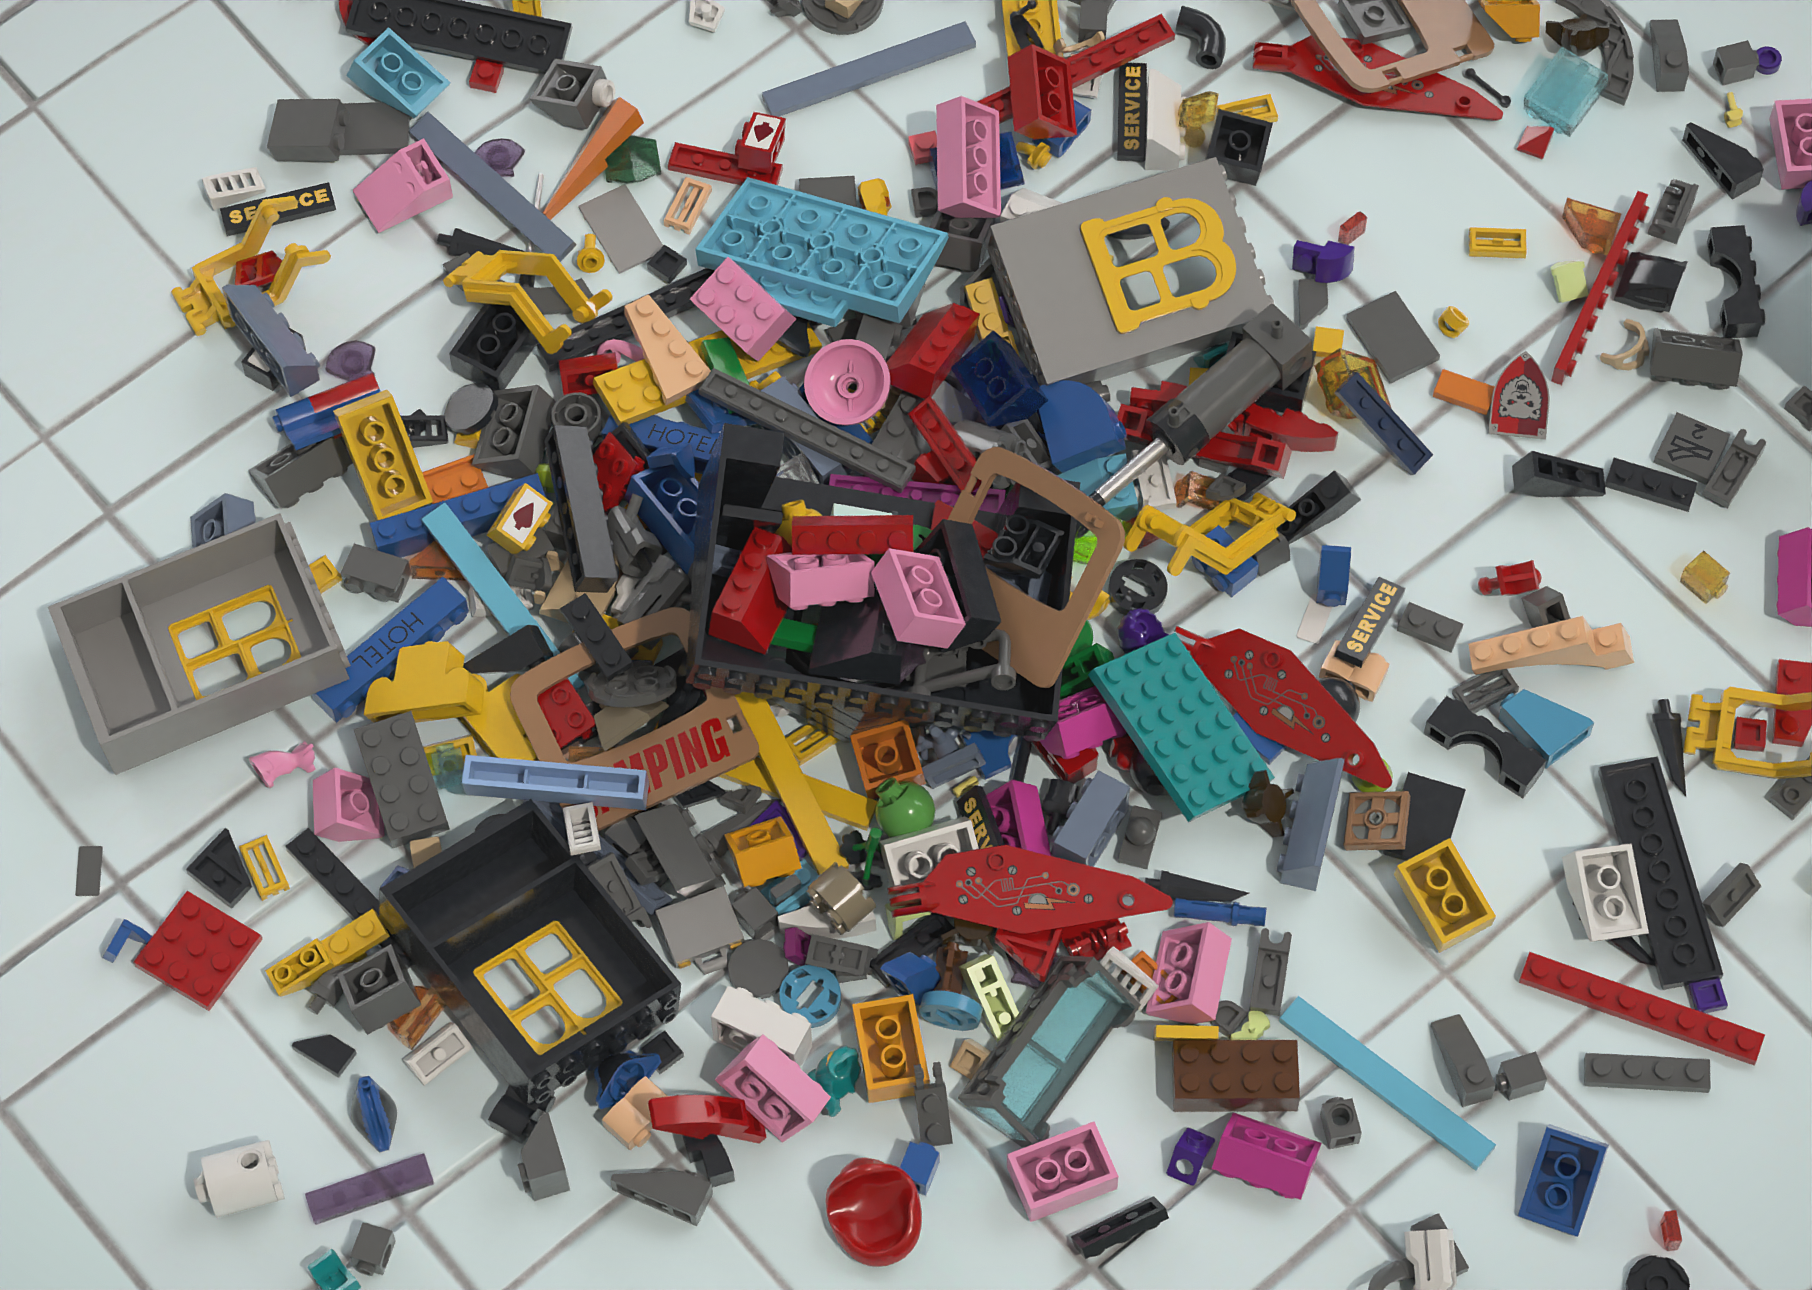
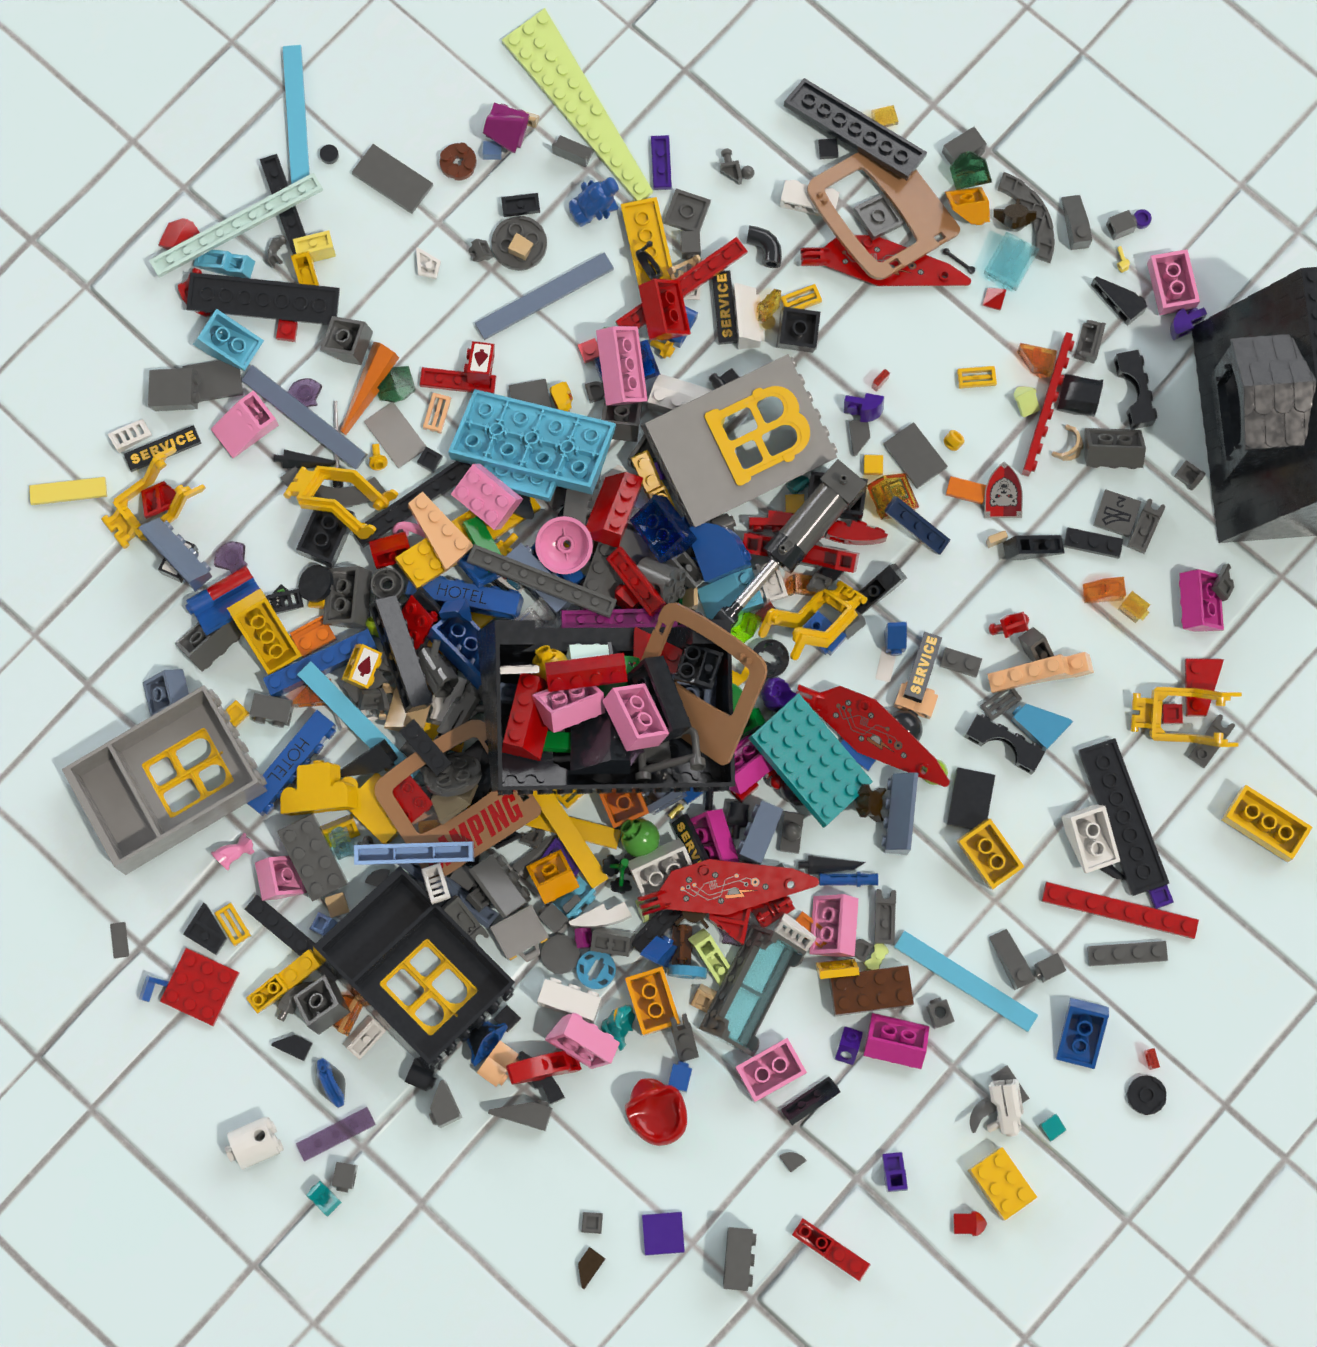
camera: 10 degrees left, 15 degrees up
(129, 250) = (68, 491): none -> light yellow tile
(603, 92) = (369, 338): white tile -> none
(840, 897) = (608, 909): dark tan brick -> none
(1377, 820) = (941, 805): medium nougat piece -> none
(1502, 460) = (996, 539): none -> tan tile
(1662, 549) = (1104, 590): none -> clear orange slope
(1670, 736) = (1121, 720): black bar -> none
(1731, 894) = (1170, 827): dark grey plate -> none

